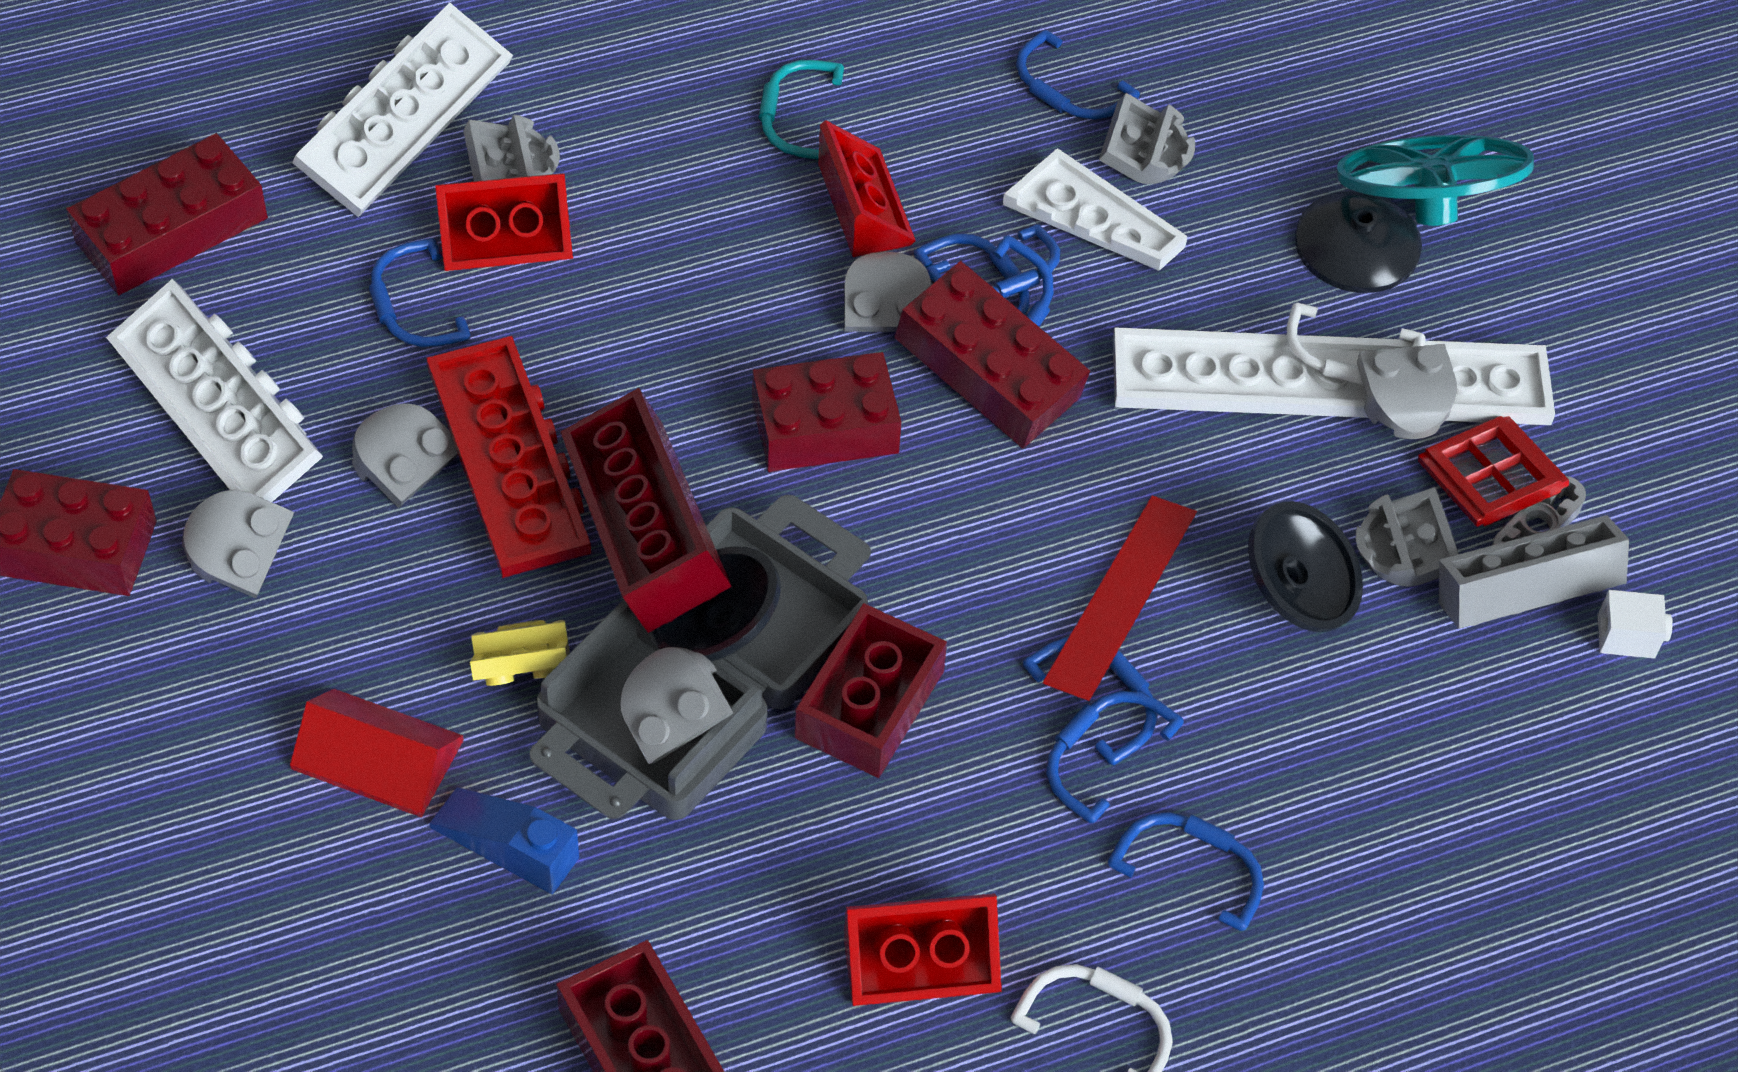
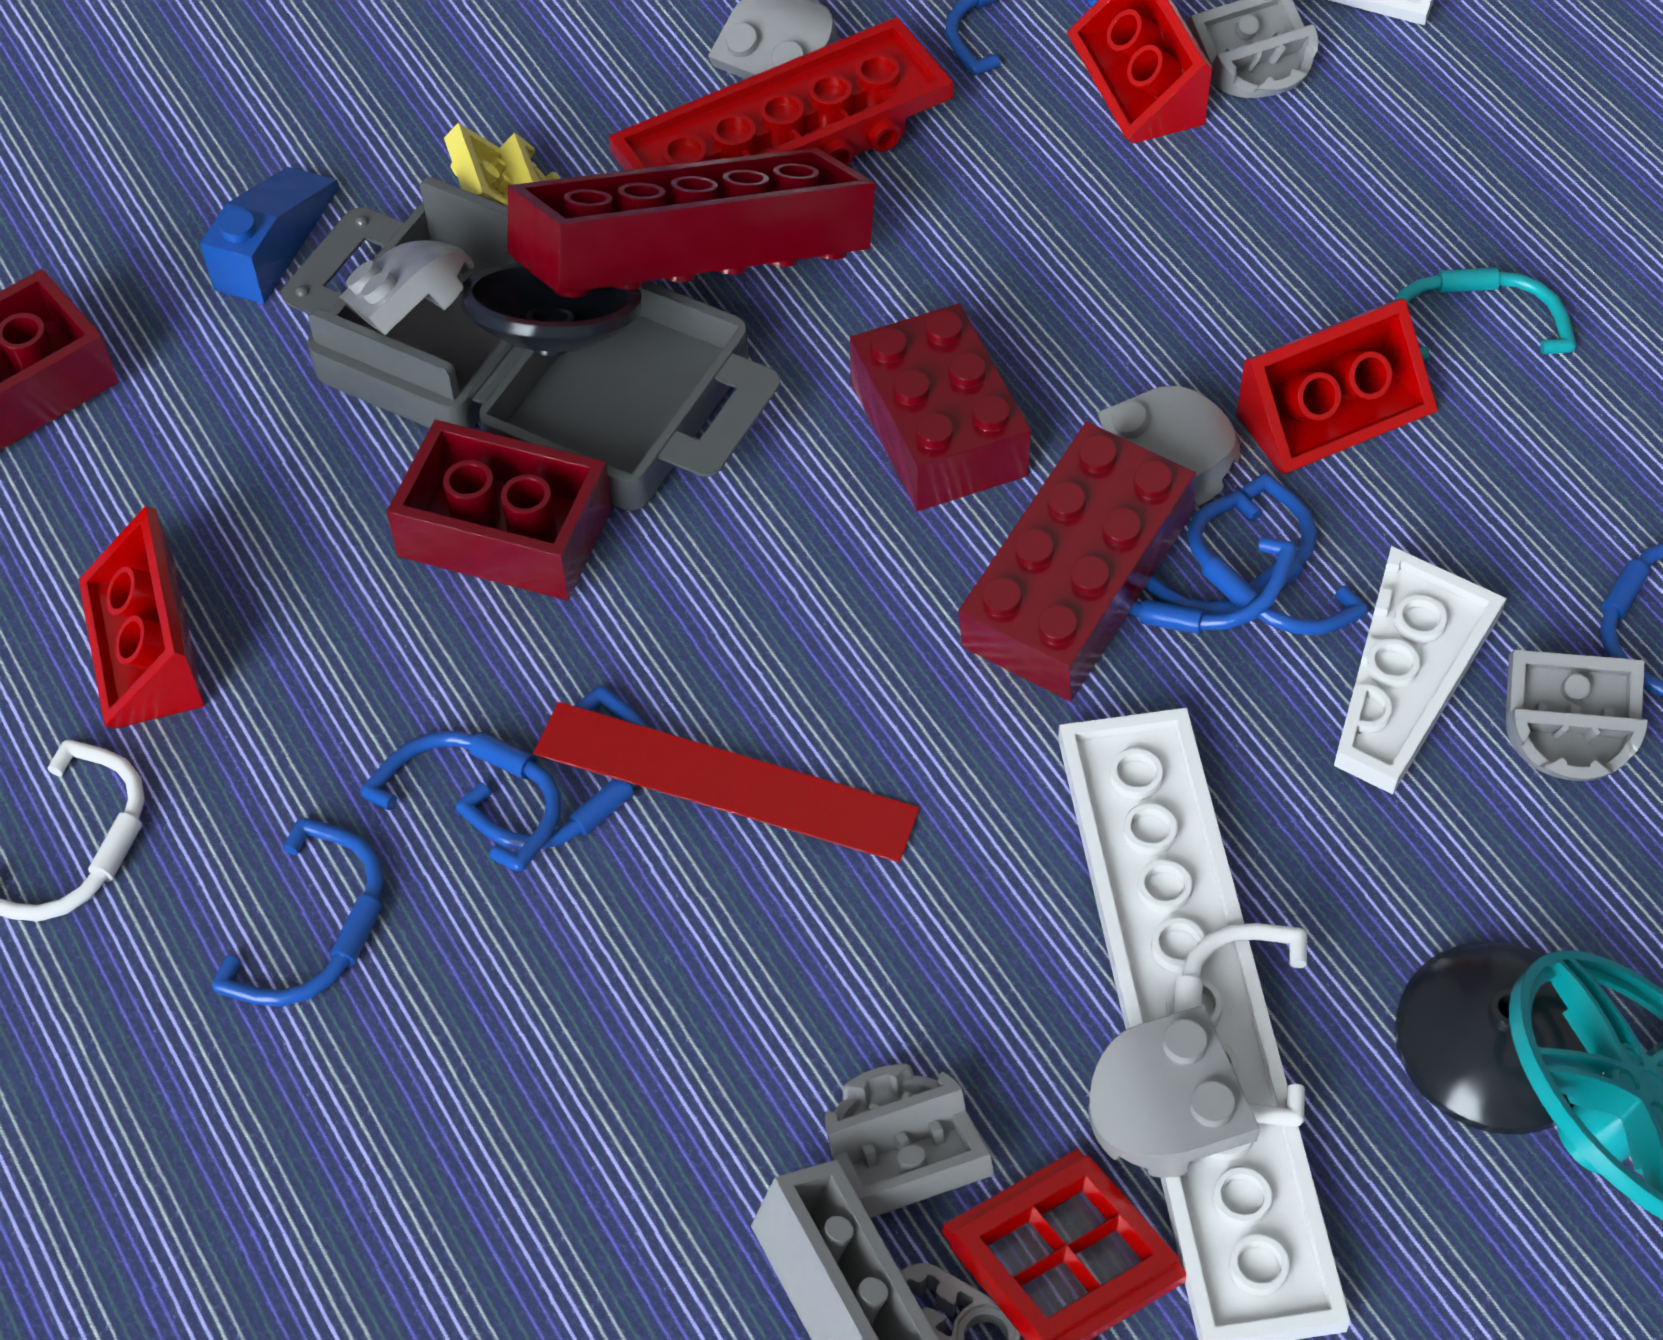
camera: 85 degrees right, 0 degrees up
(373, 750) = (380, 102): red slope -> none
(1305, 566) = (743, 994): black dish -> none

